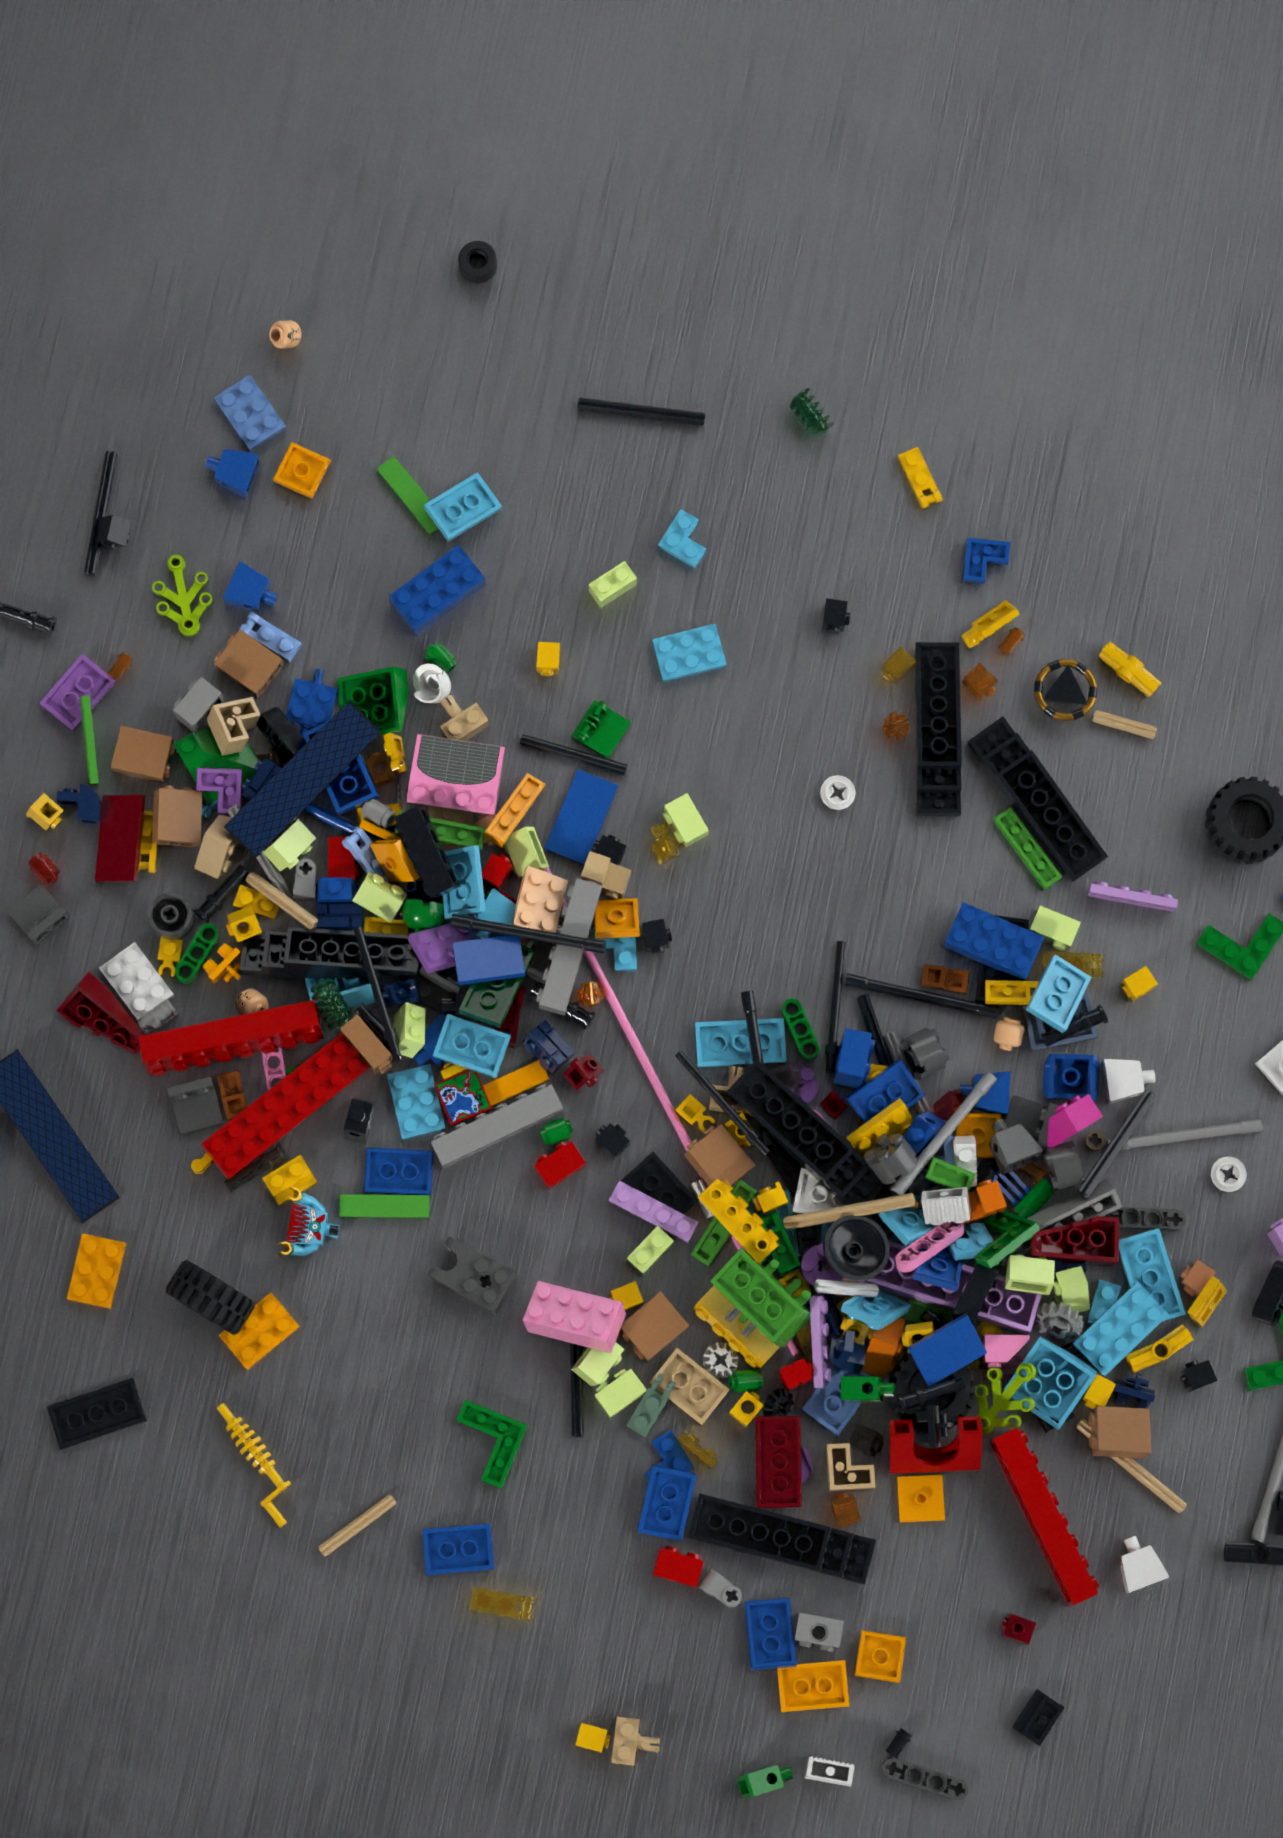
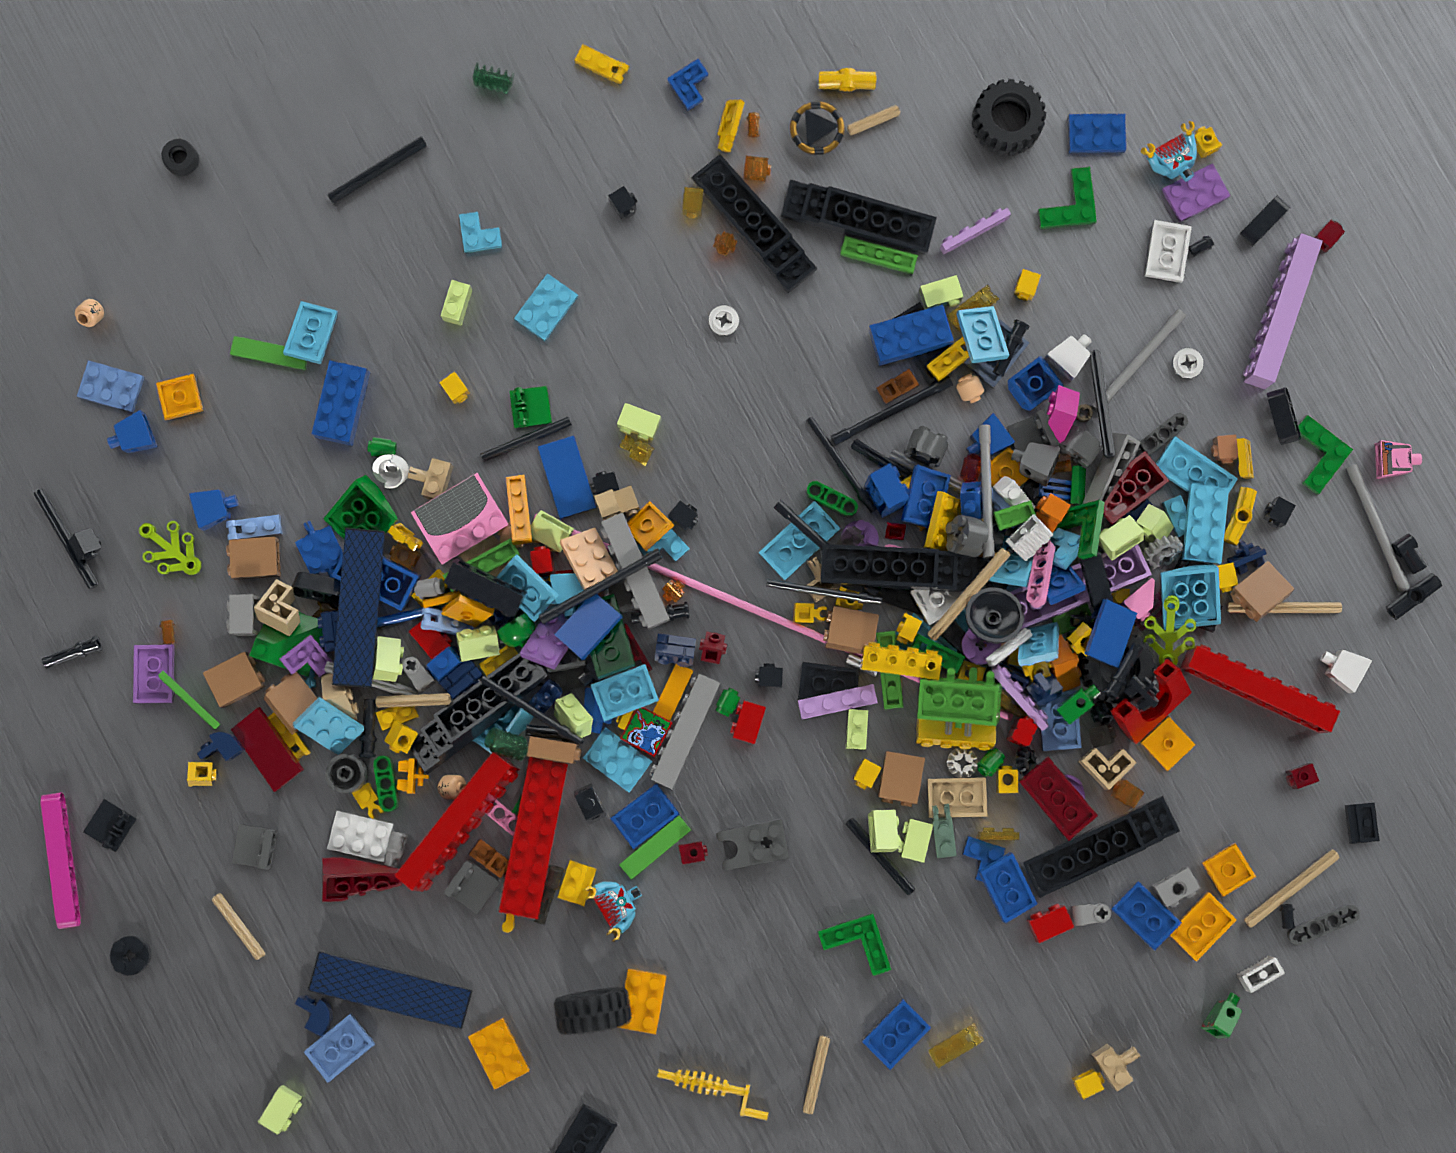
camera: 40 degrees left, 5 degrees up
(44, 868) = (232, 812): clear red brick -> none
(190, 861) = (328, 726): none -> medium azure plate
(413, 1237) = (693, 852): none -> dark red brick
(574, 1316) = (845, 816): bright pink brick -> none
(880, 1419) = (1102, 712): none -> black gear
(923, 1721) = (1291, 888): none -> tan axle

